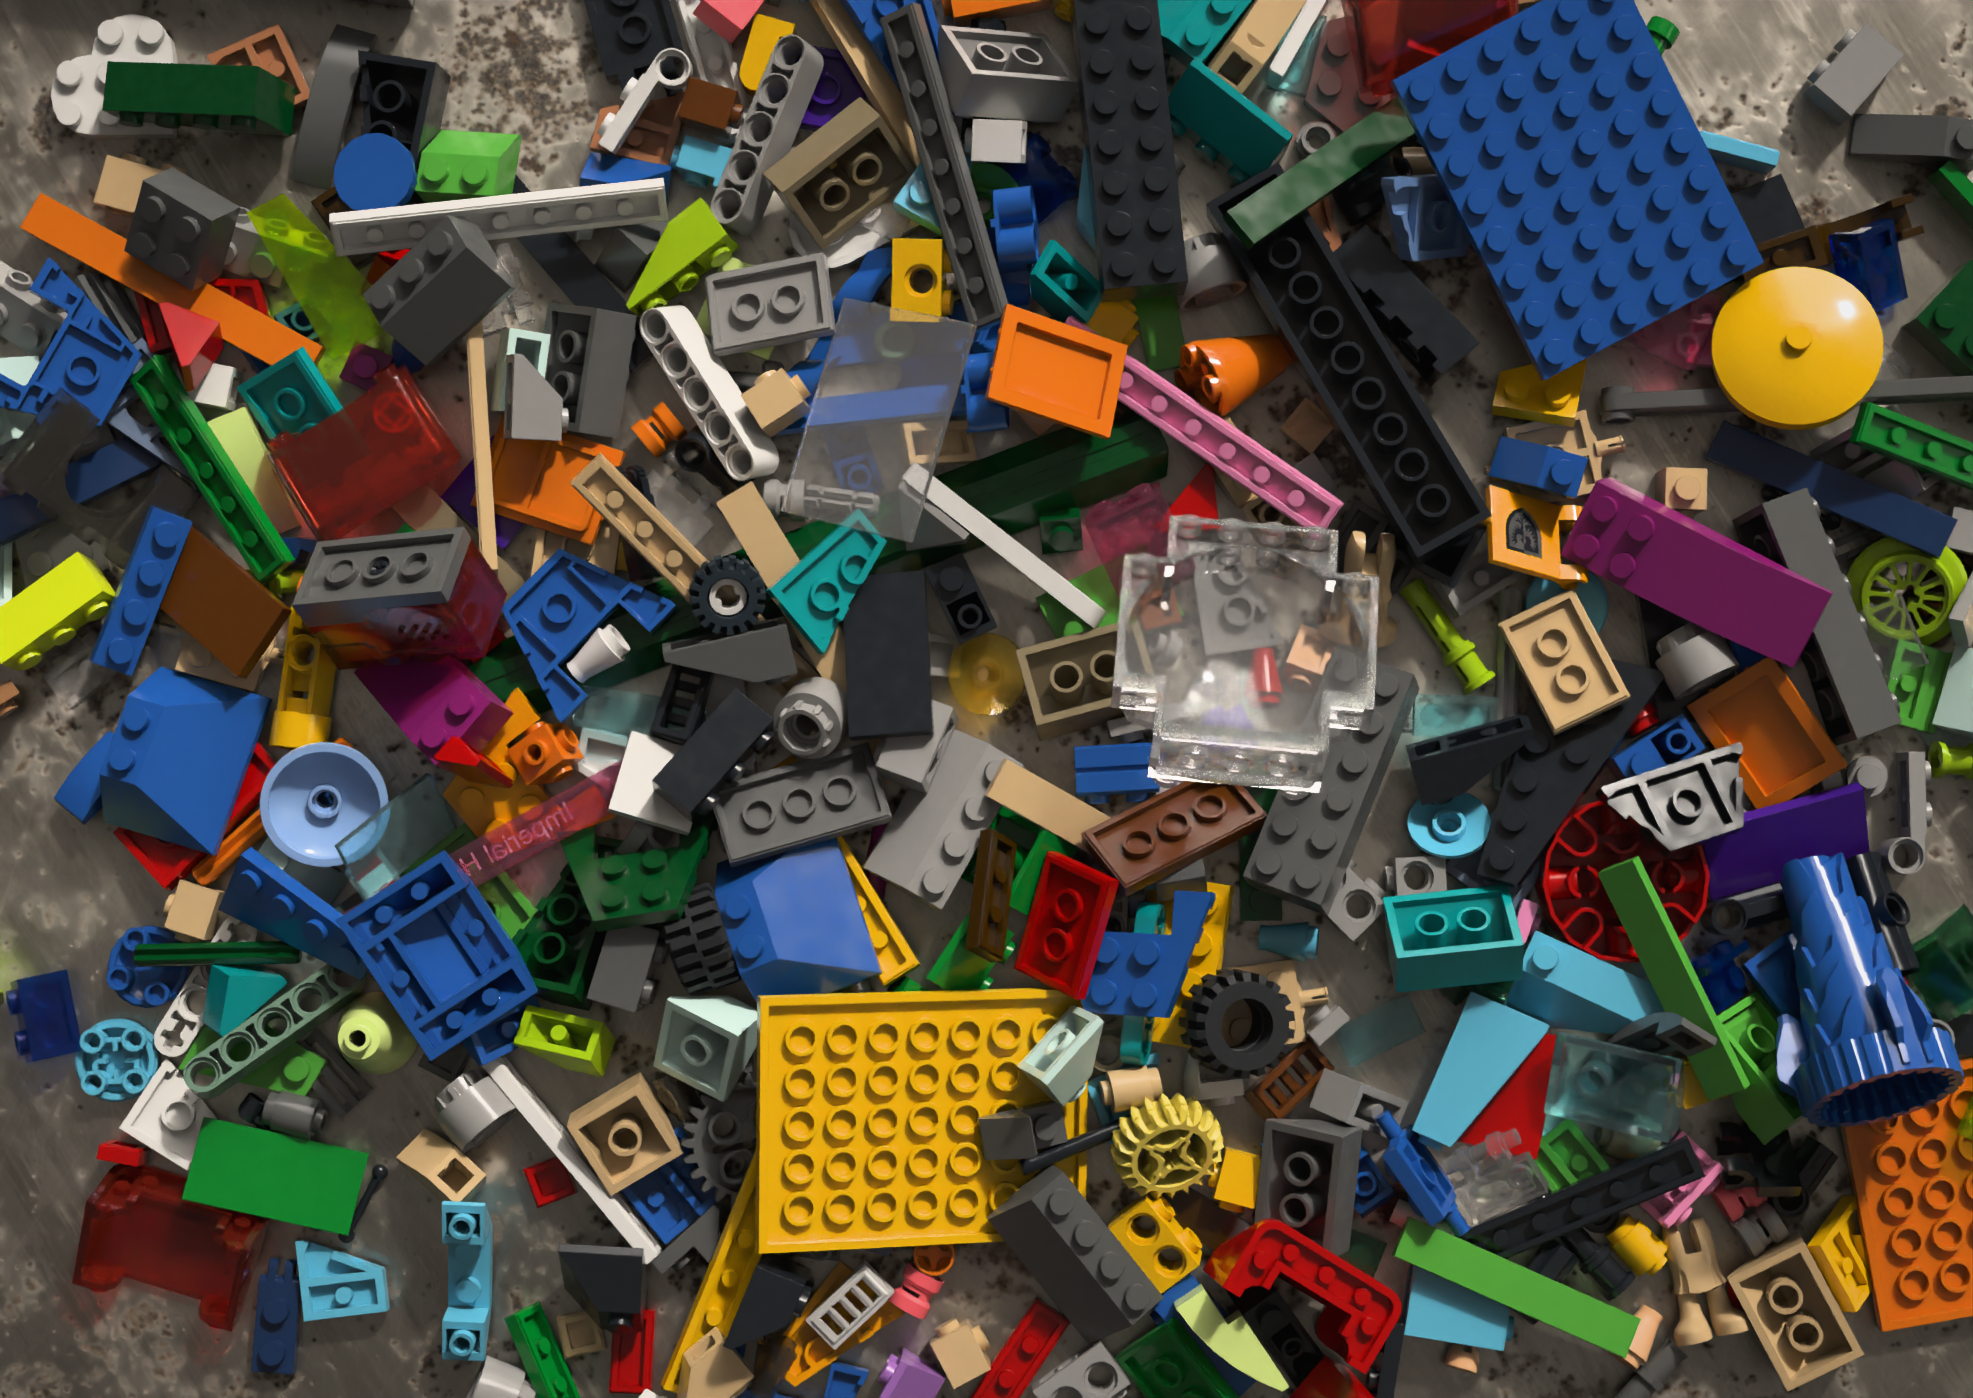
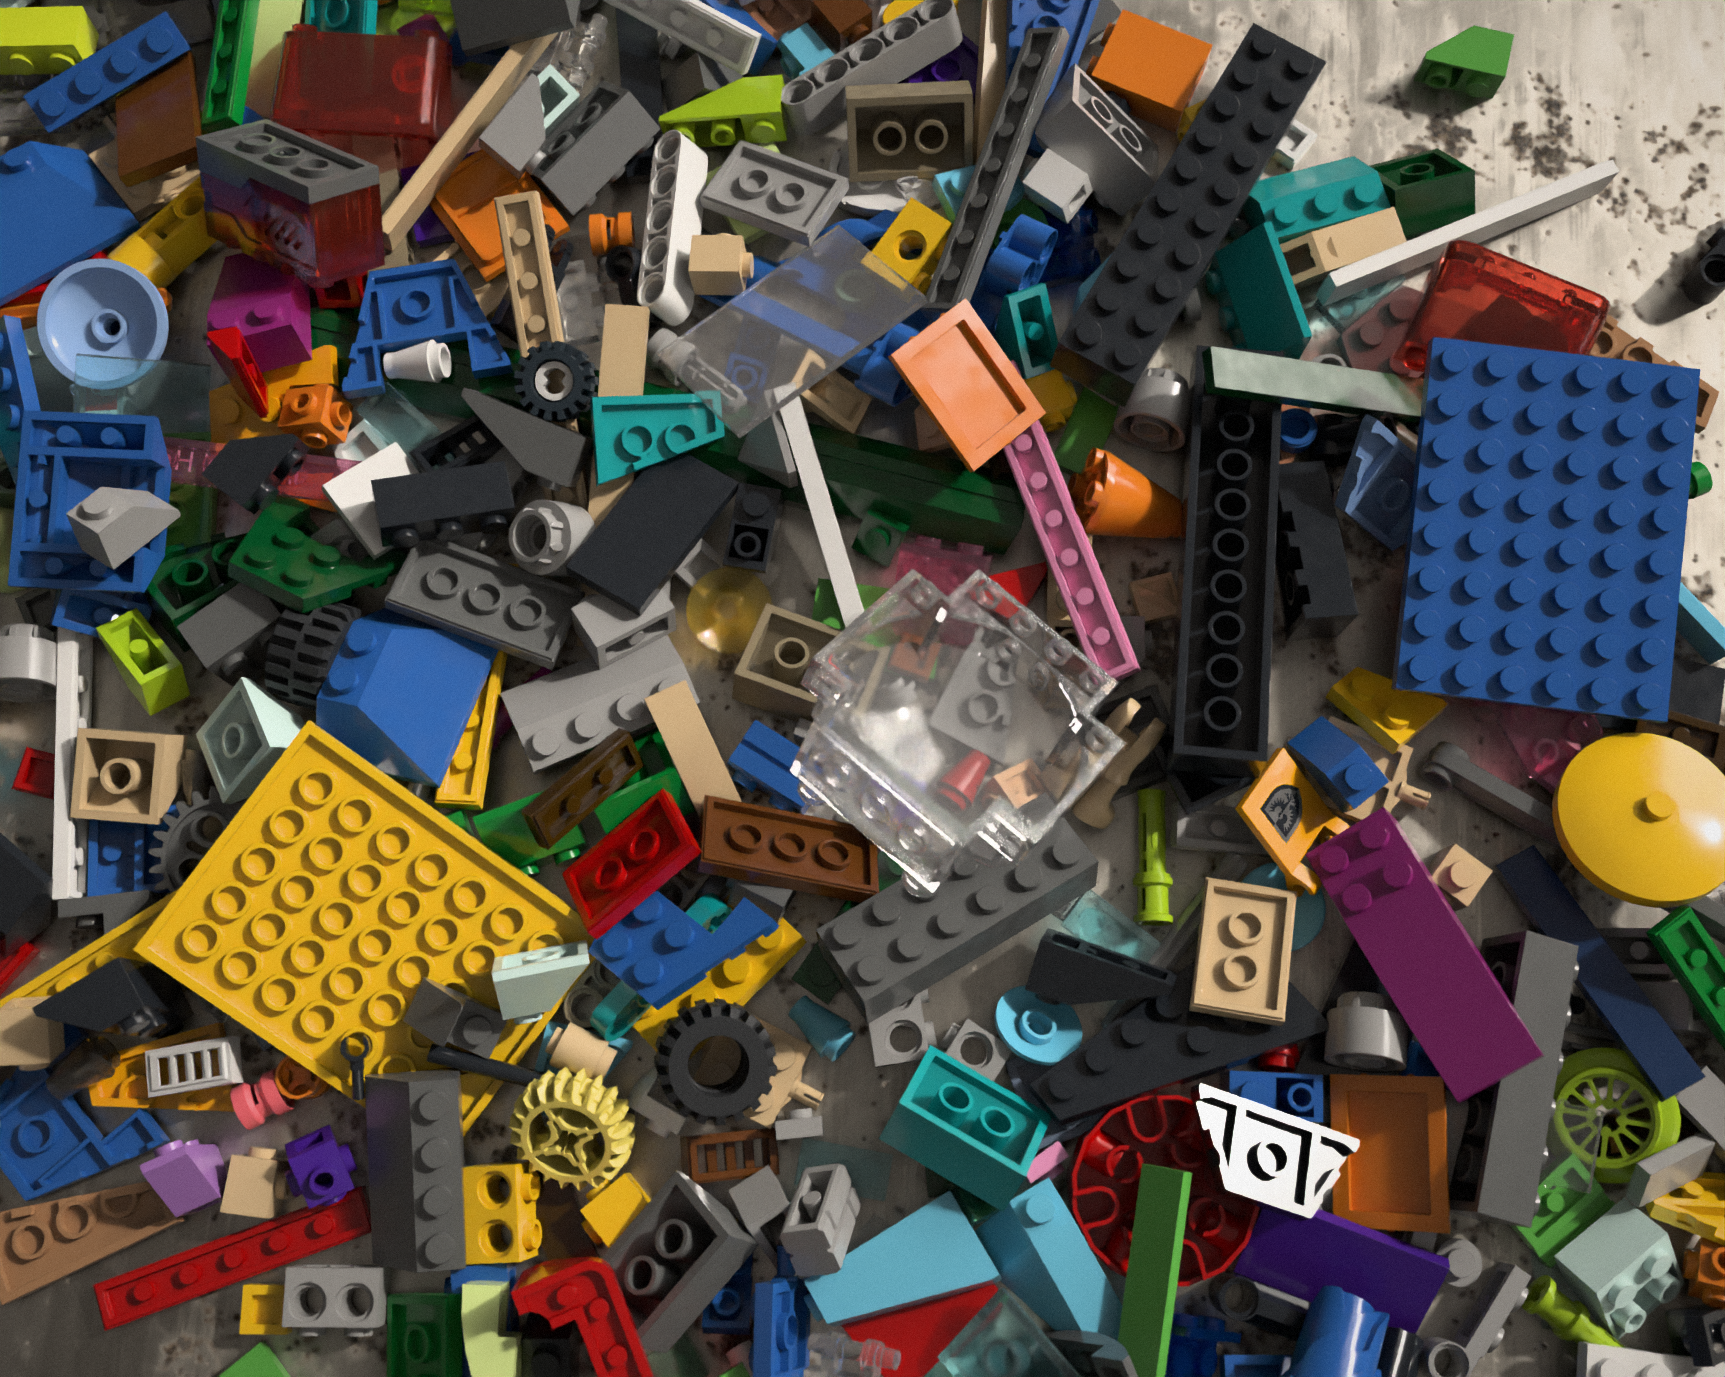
camera: 35 degrees right, 10 degrees down
(484, 951) = (119, 522): none -> light grey slope
(539, 833) = (255, 467): none -> black slope
(977, 1216) = (356, 1066): none -> black hand
(999, 1306) = (319, 1168): none -> dark purple brick
(1329, 214) = (1297, 430): none -> blue tile
(1394, 1078) = (820, 1220): none -> light grey brick

